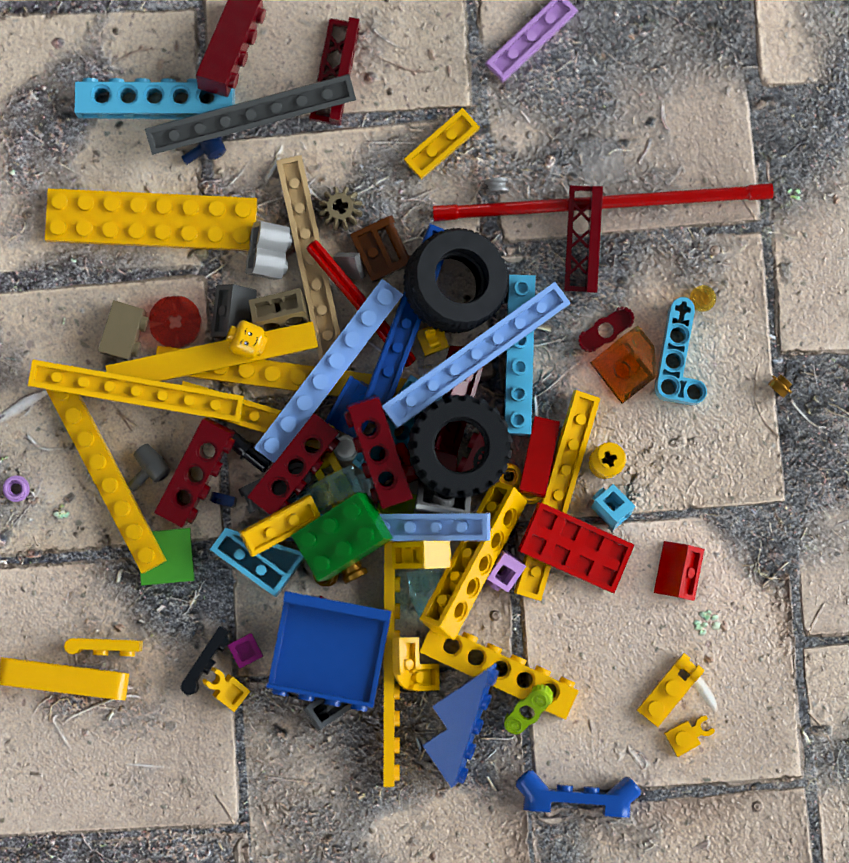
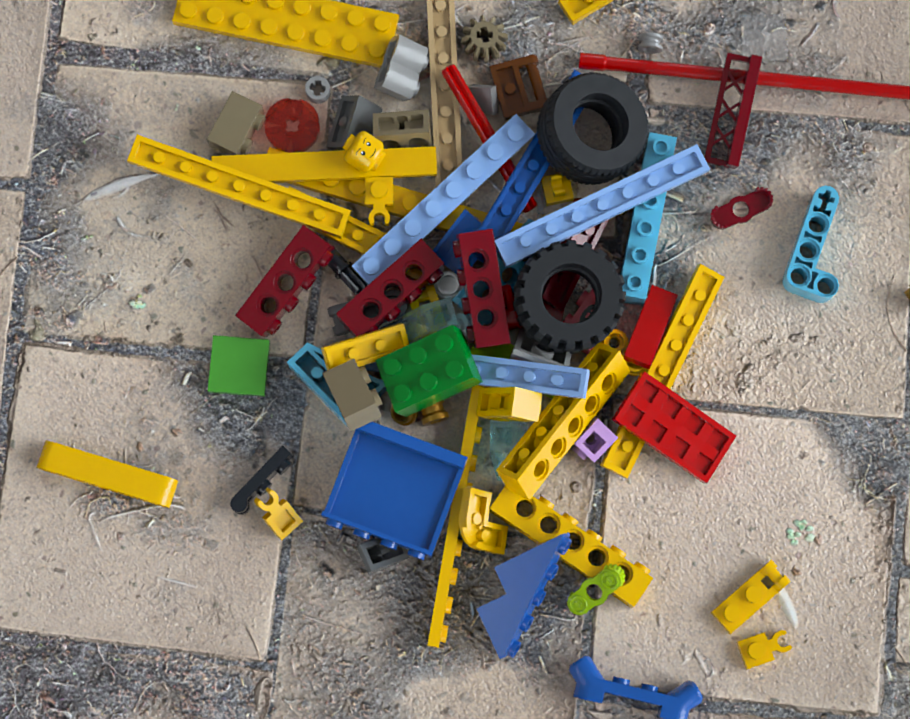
camera: 10 degrees right, 5 degrees down
(8, 485) = (89, 263): lavender plate -> none
(102, 646) = (155, 447): yellow plate -> none
(108, 480) = (193, 274): yellow plate -> none
(152, 466) = (242, 269): dark grey piece -> none
(187, 288) = (325, 86): none -> light grey bush
(222, 499) = (310, 316): dark blue tile -> none
(245, 650) = (305, 477): magenta plate -> none
(268, 375) = (379, 195): none -> yellow plate
(275, 572) = (353, 395): none -> dark tan brick
(607, 450) = (728, 333): yellow piece -> none
(620, 504) = (719, 392): medium azure brick -> none
(627, 364) = (758, 246): clear orange slope -> none
(679, 570) = (779, 471): red panel -> none
(703, 298) = (849, 193): clear yellow plate -> none

